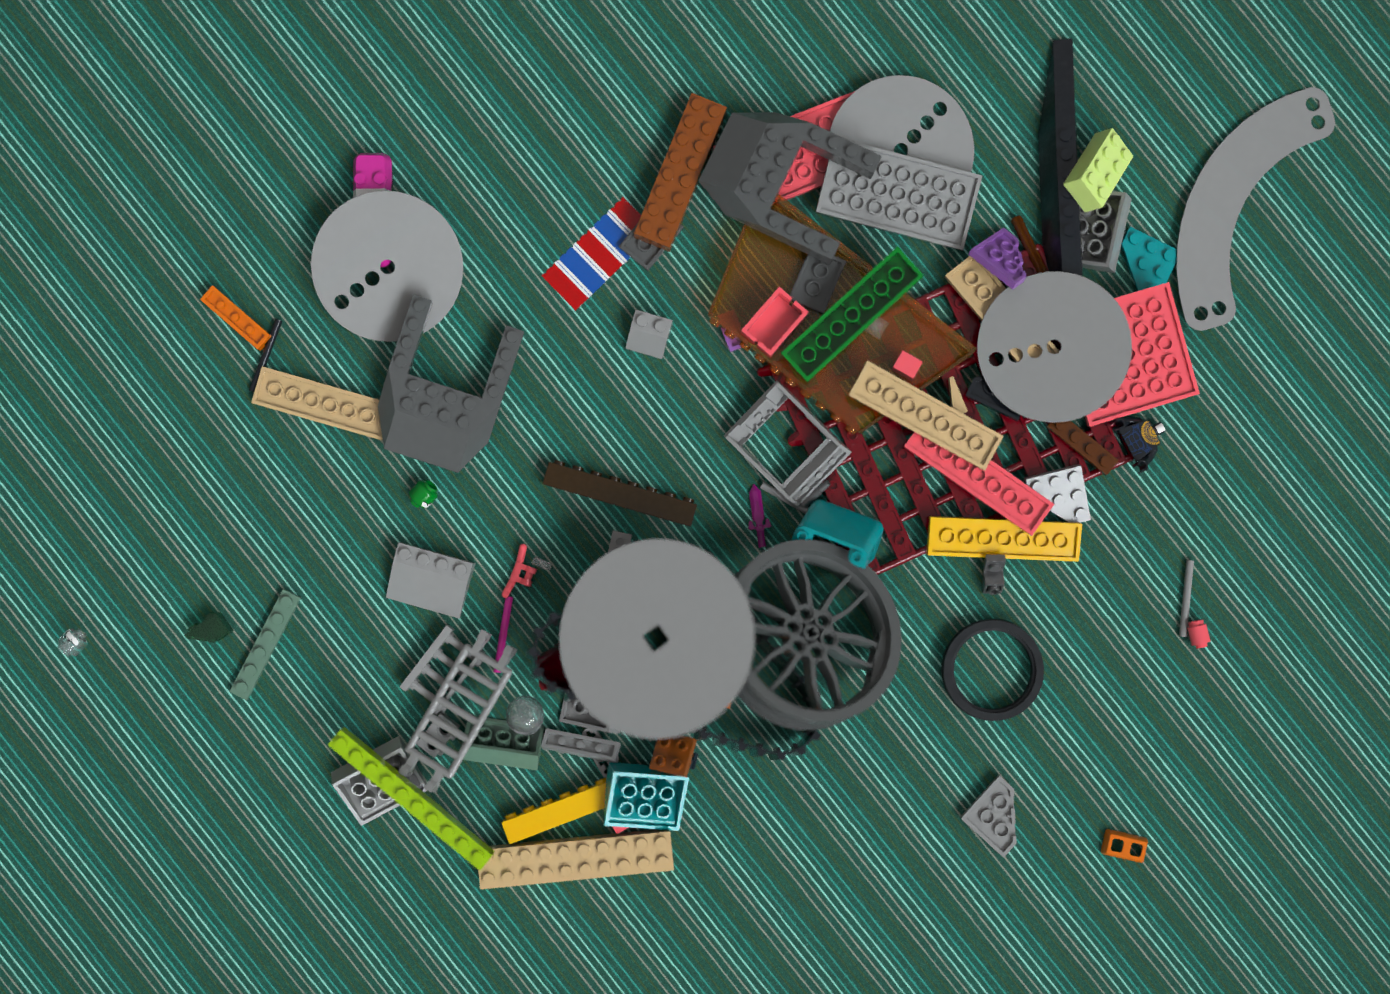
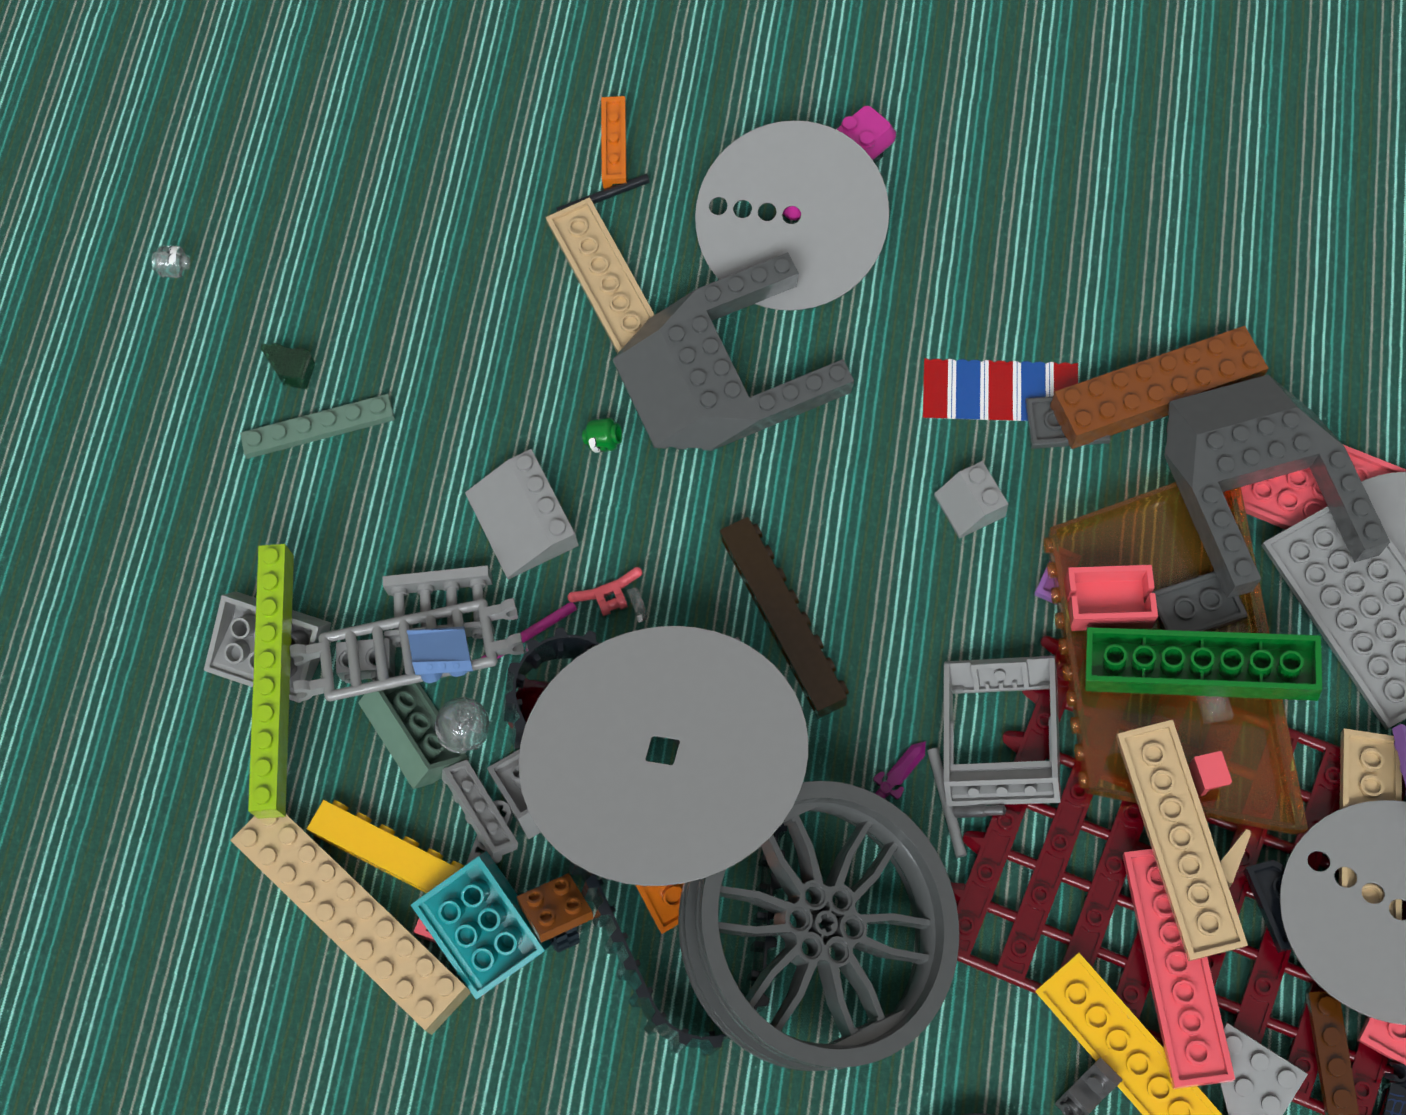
camera: 60 degrees right, 20 degrees down
(479, 696) = (439, 652): none -> medium blue slope
(844, 527) = (983, 890): teal windscreen -> none

